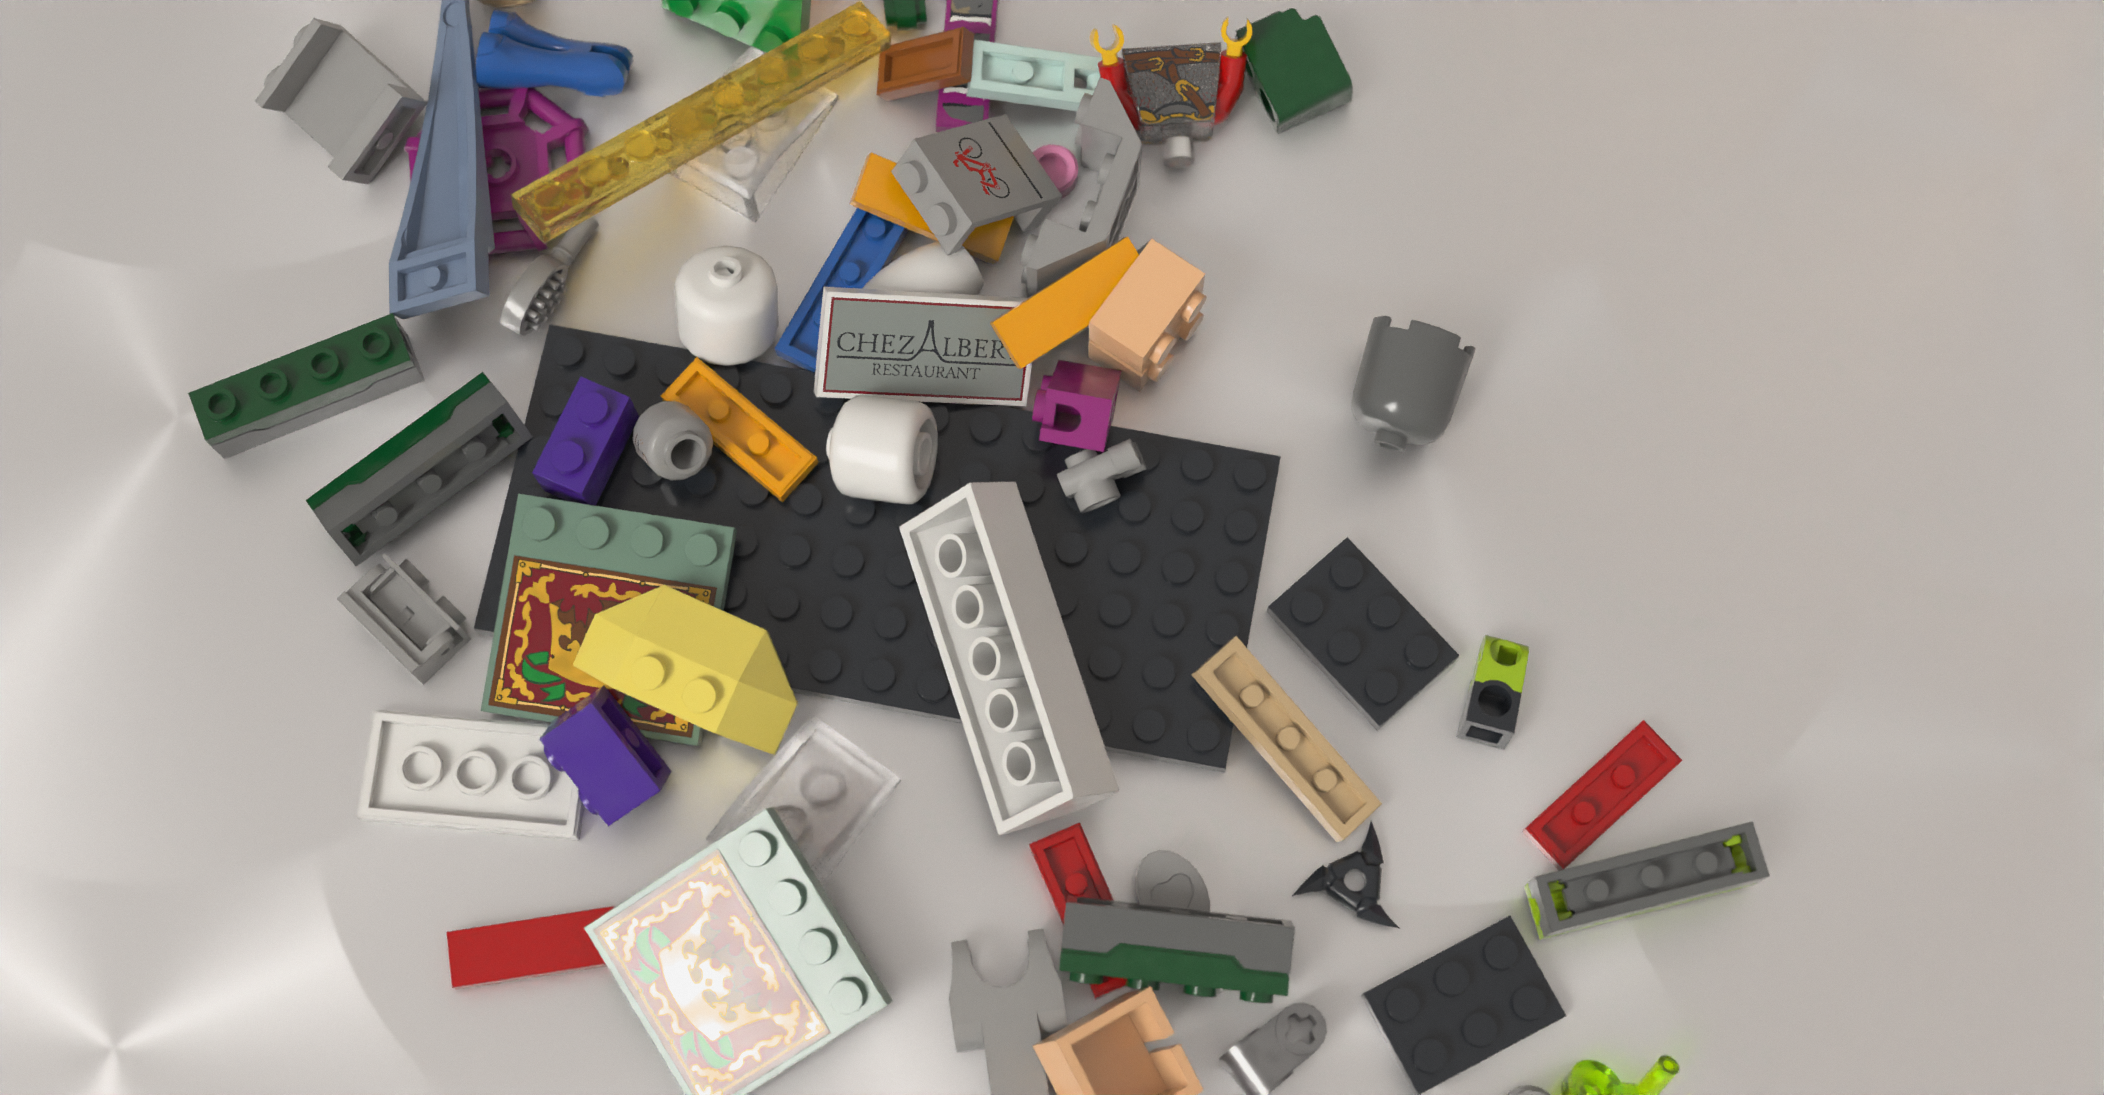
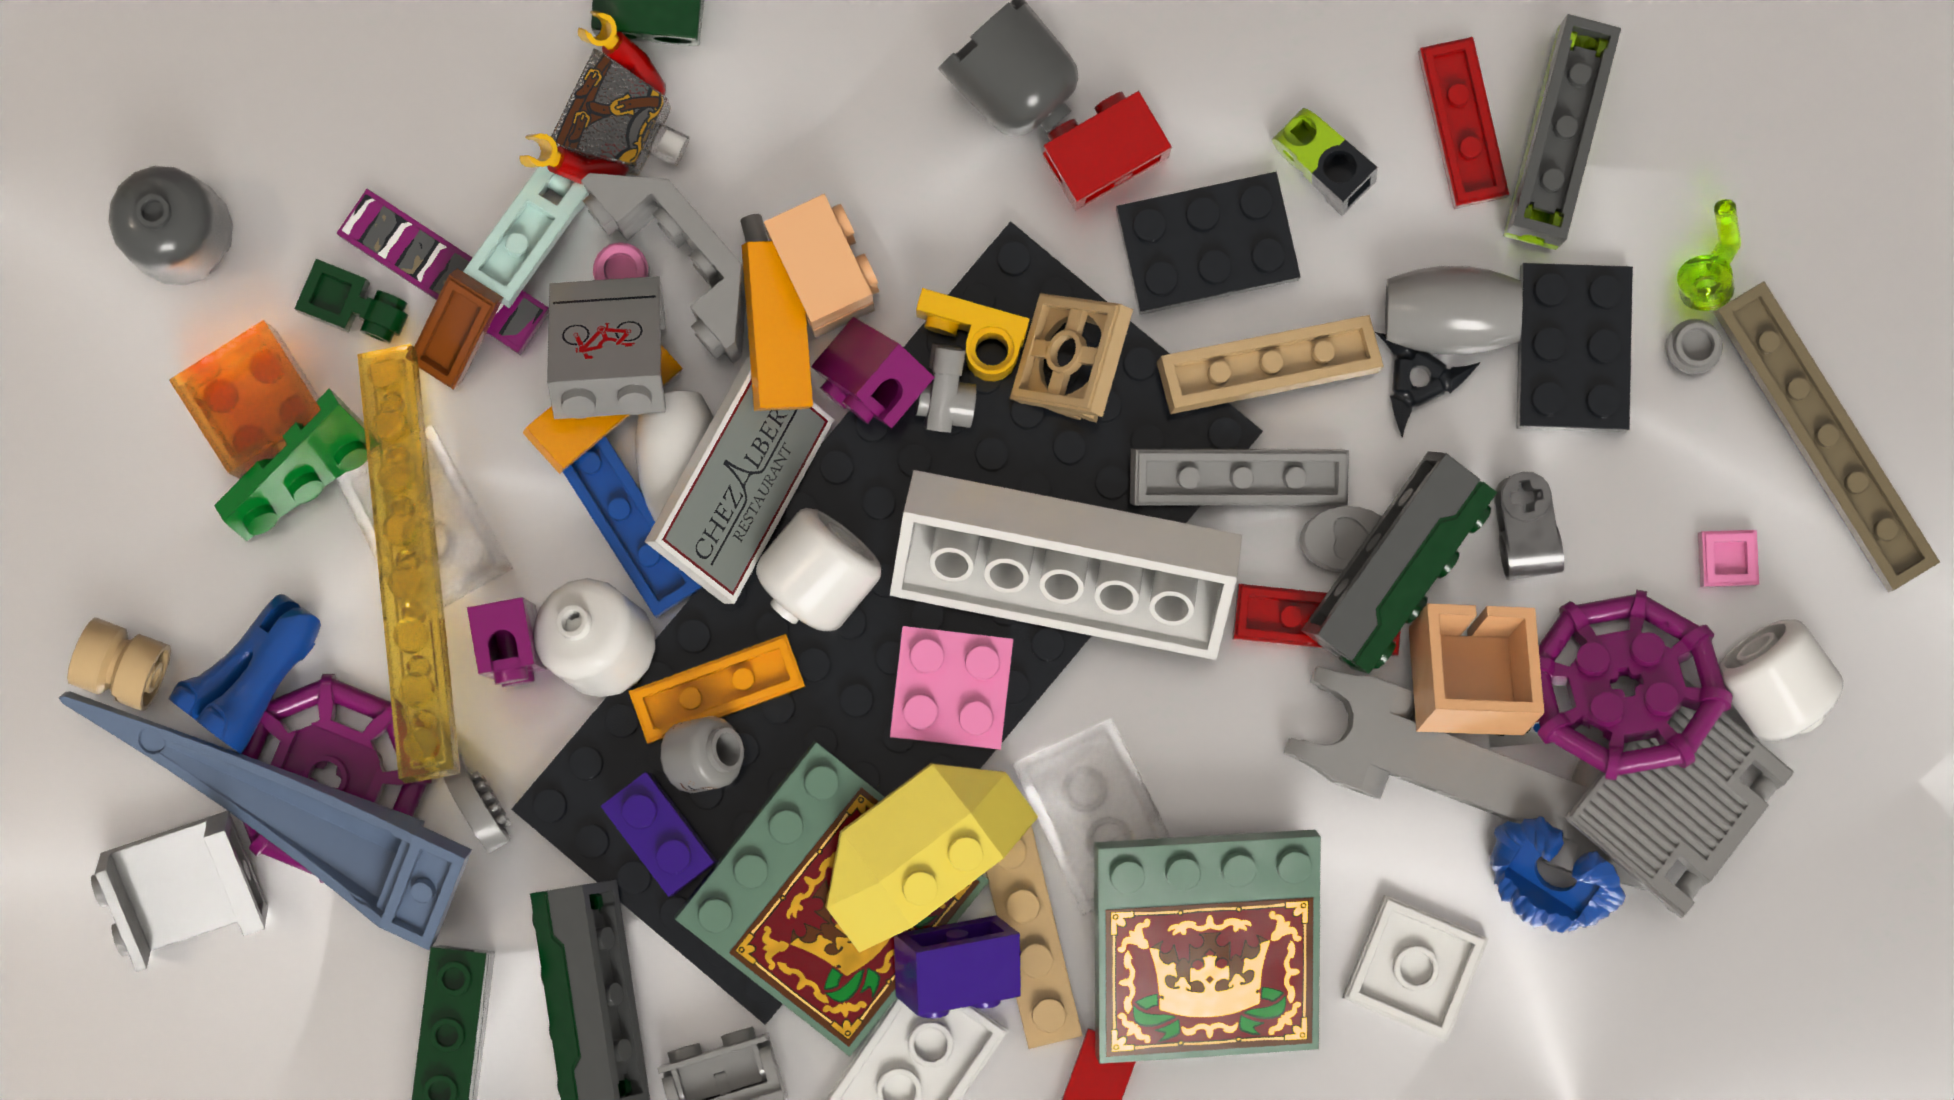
camera: 65 degrees left, 10 degrees up
(667, 818) = (1024, 904): none -> tan plate
(679, 229) = (505, 641): none -> magenta brick
(847, 621) = (951, 688): none -> bright pink plate
(1171, 471) = (948, 314): none -> yellow plate
(1172, 768) = (1239, 477): none -> light grey tile
(1213, 532) = (1048, 317): none -> tan piece
(1389, 499) = (1105, 148): none -> red brick
(1429, 872) = (1453, 310): none -> light grey piece

